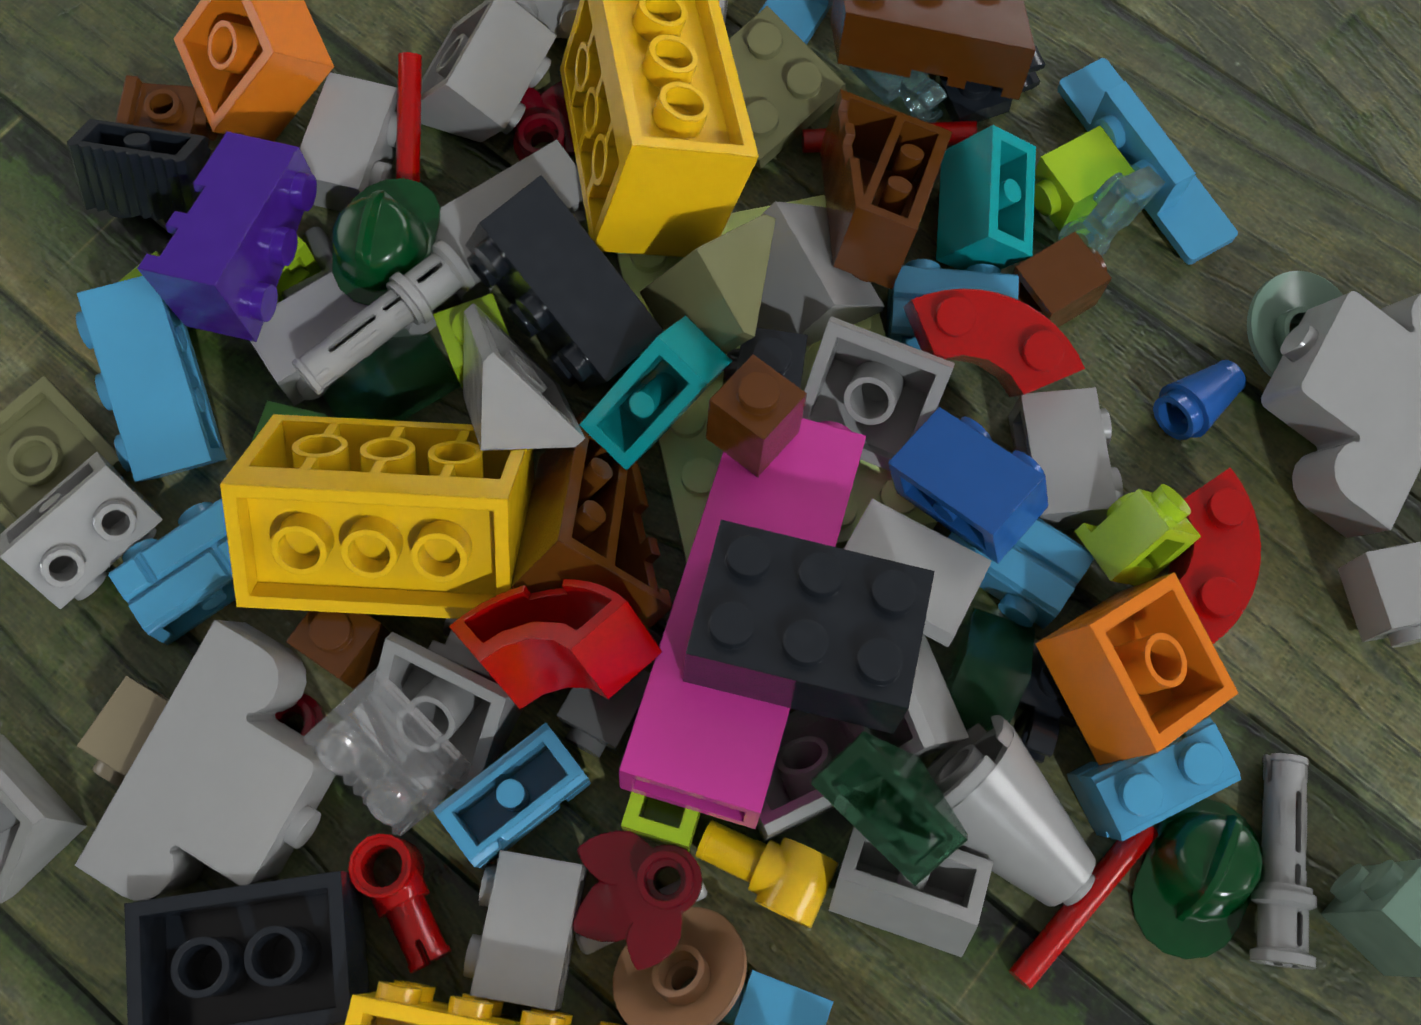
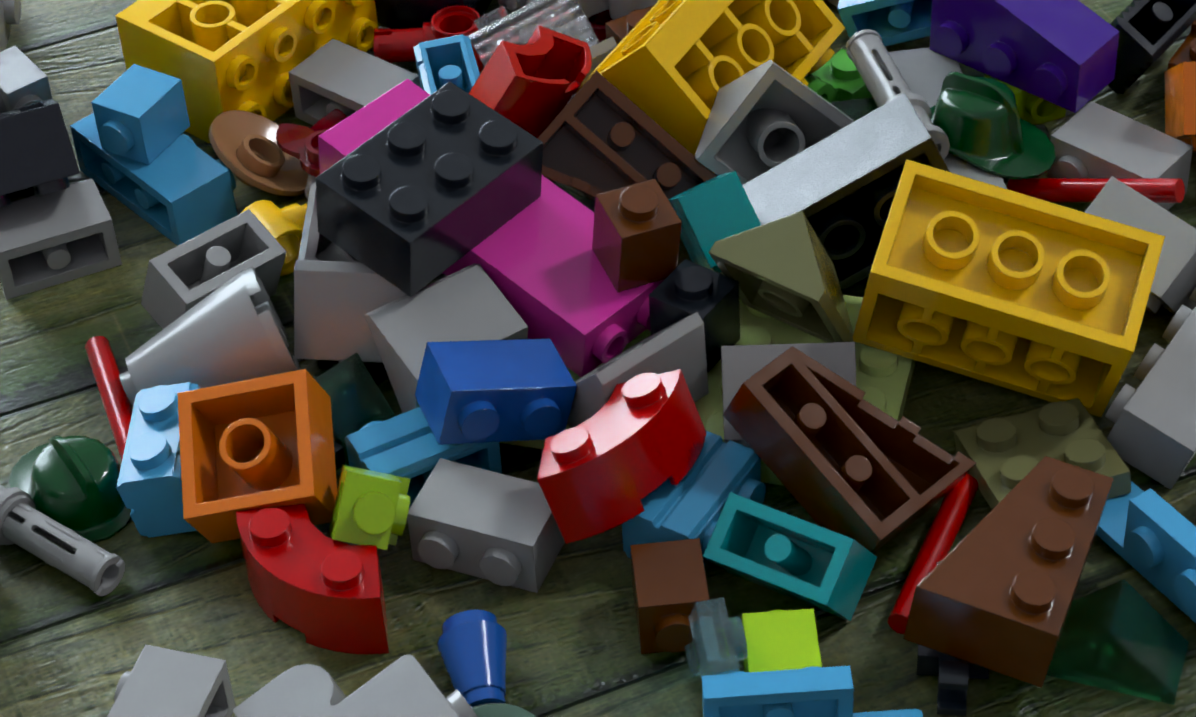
camera: 120 degrees right, 30 degrees down
(892, 804) = (270, 233): clear green slope -> none

